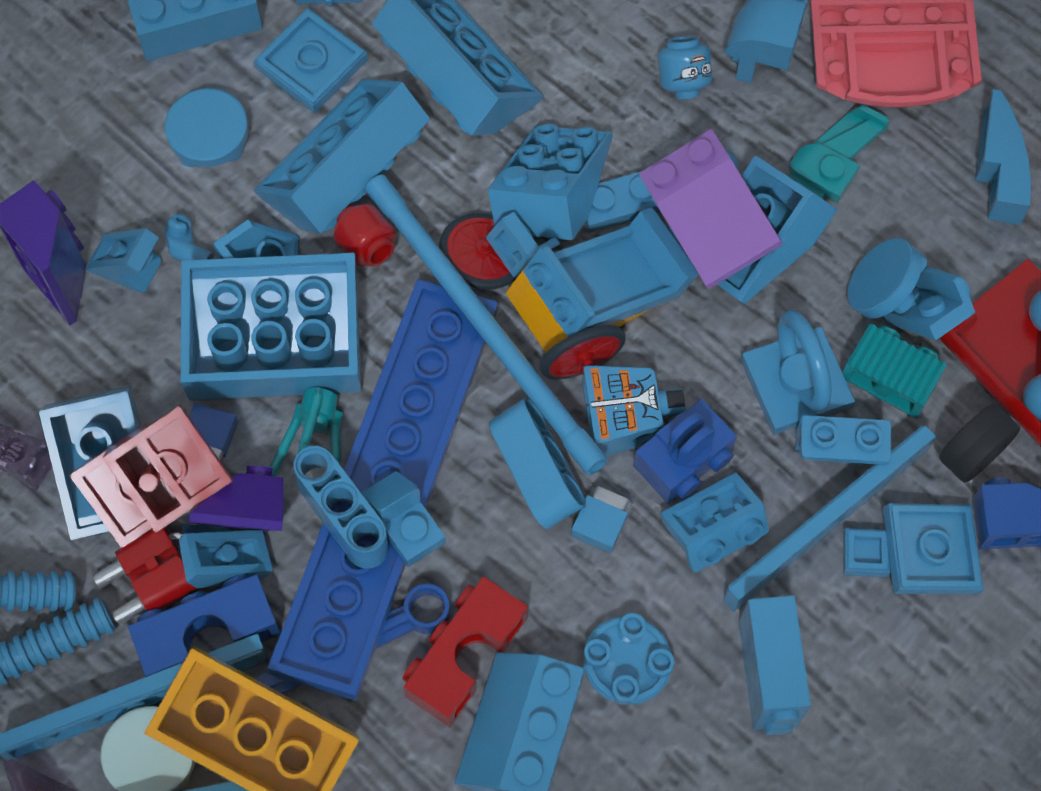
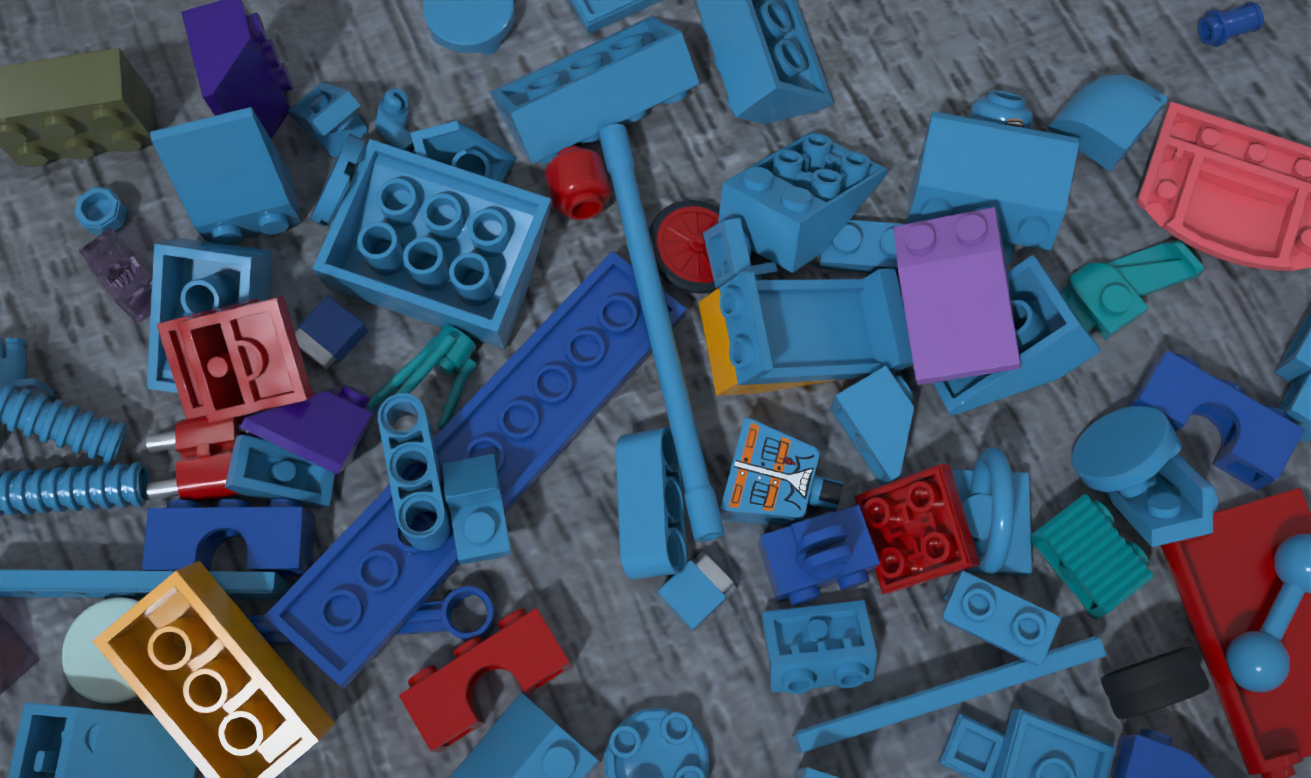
camera: 25 degrees right, 5 degrees up
(76, 335) = (229, 176): none -> dark azure slope
(163, 306) = (338, 180): none -> dark azure tile
(584, 348) = (751, 400): wheel -> none
(688, 333) = (877, 421): none -> dark azure slope
(691, 98) = (989, 165): none -> dark azure slope
(755, 400) = (918, 529): none -> red tile
(977, 231) = (1253, 436): none -> blue arch

